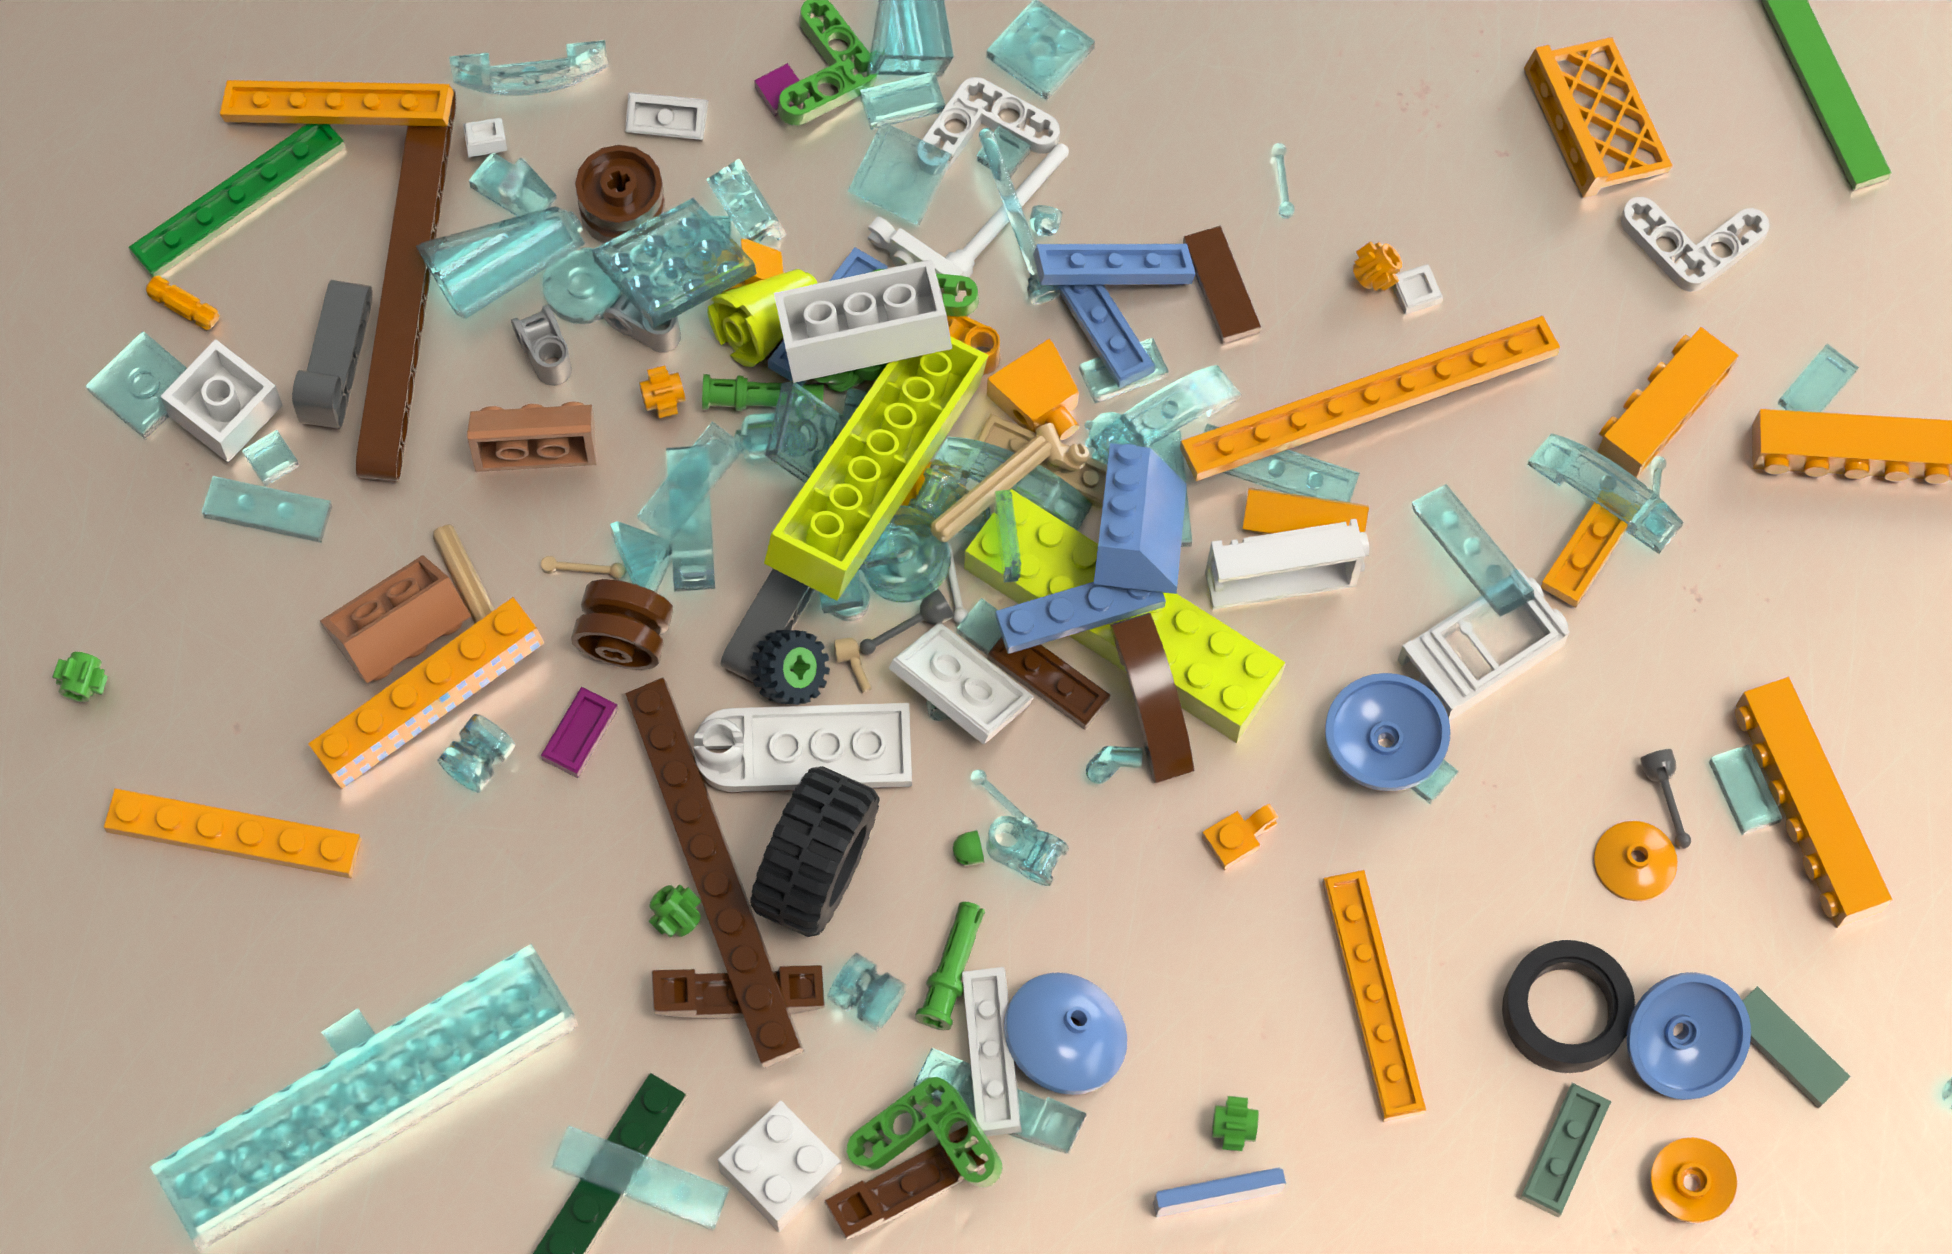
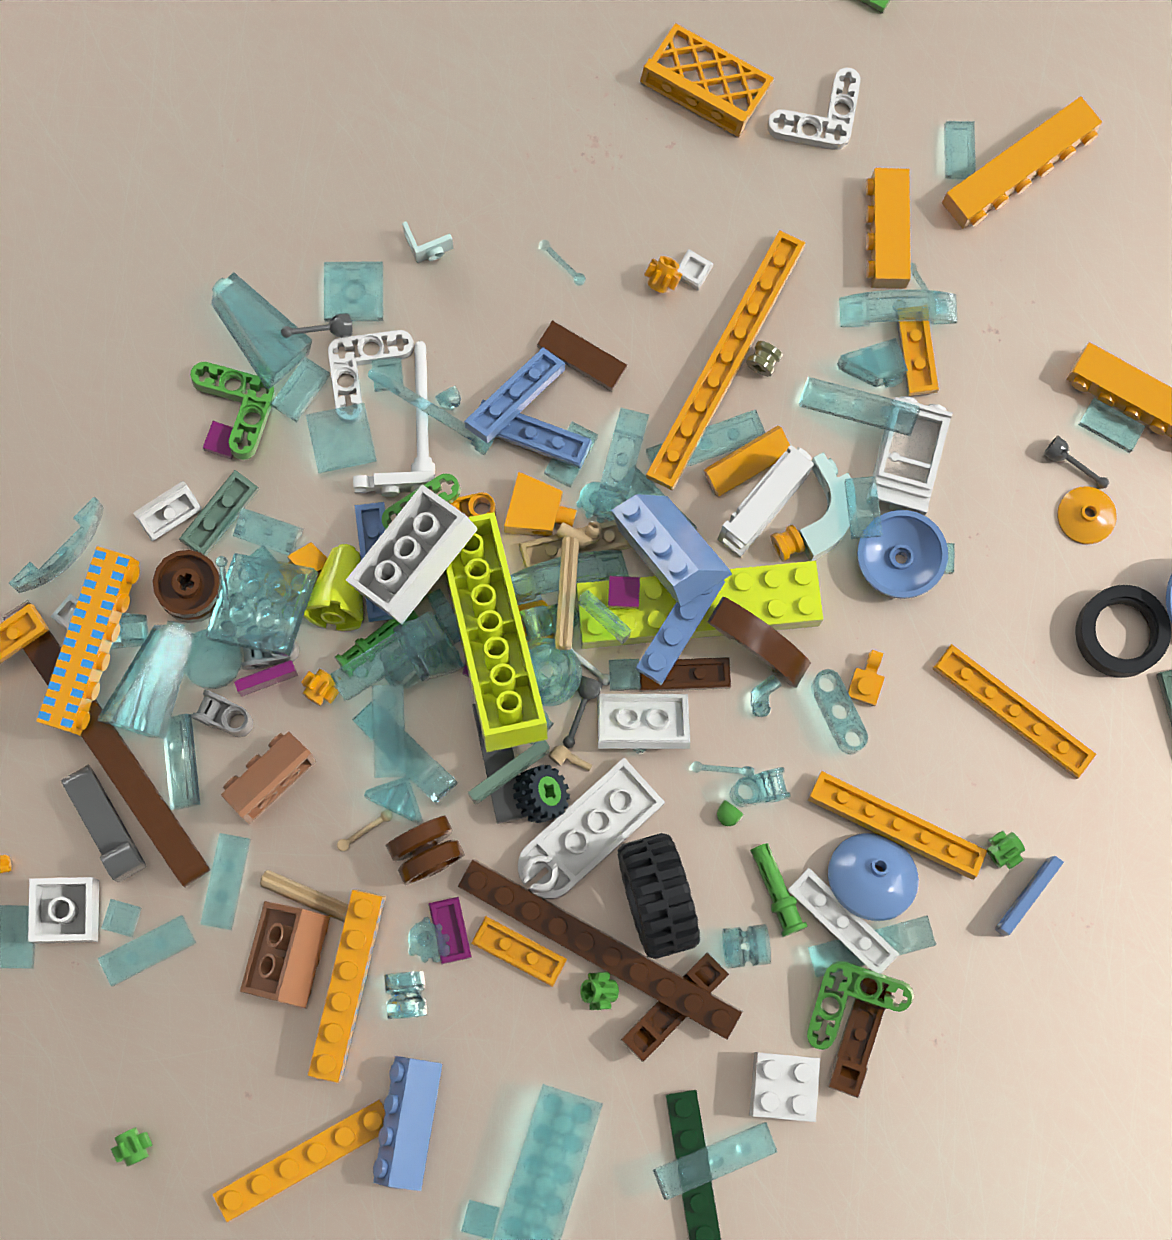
camera: 45 degrees left, 10 degrees up
(364, 876) = (407, 1123): none -> medium blue brick
(402, 505) = (225, 881): none -> clear light blue tile
(461, 356) = (181, 763): none -> clear light blue tile
(473, 163) = (89, 641): none -> light orange brick
(547, 723) = (427, 941): none -> clear light blue piece
(617, 342) = (266, 678): none -> magenta tile
(630, 809) = (519, 951): none -> light orange tile
(672, 197) = (221, 562): none -> clear light blue hinge
(705, 156) = (219, 513): none -> sand green tile
(753, 404) = (388, 656): none -> clear light blue tile
(774, 613) = (509, 771): none -> sand green tile
(993, 65) = (339, 325): none -> dark grey hinge
(1049, 531) = (623, 592): none -> magenta tile
(1139, 1005) = (897, 825): none -> light orange plate
(1155, 65) = (431, 250): none -> light aqua bracket
(1181, 821) = (840, 697): none -> clear light blue beam
(1274, 629) = (787, 542): none -> light orange wheel
(1344, 648) = (829, 530): none -> light aqua arch
(1384, 649) = (863, 507): none -> clear light blue tile
(1413, 429) = (764, 358): none -> olive wheel
(1530, 524) = (876, 364): none -> clear light blue slope

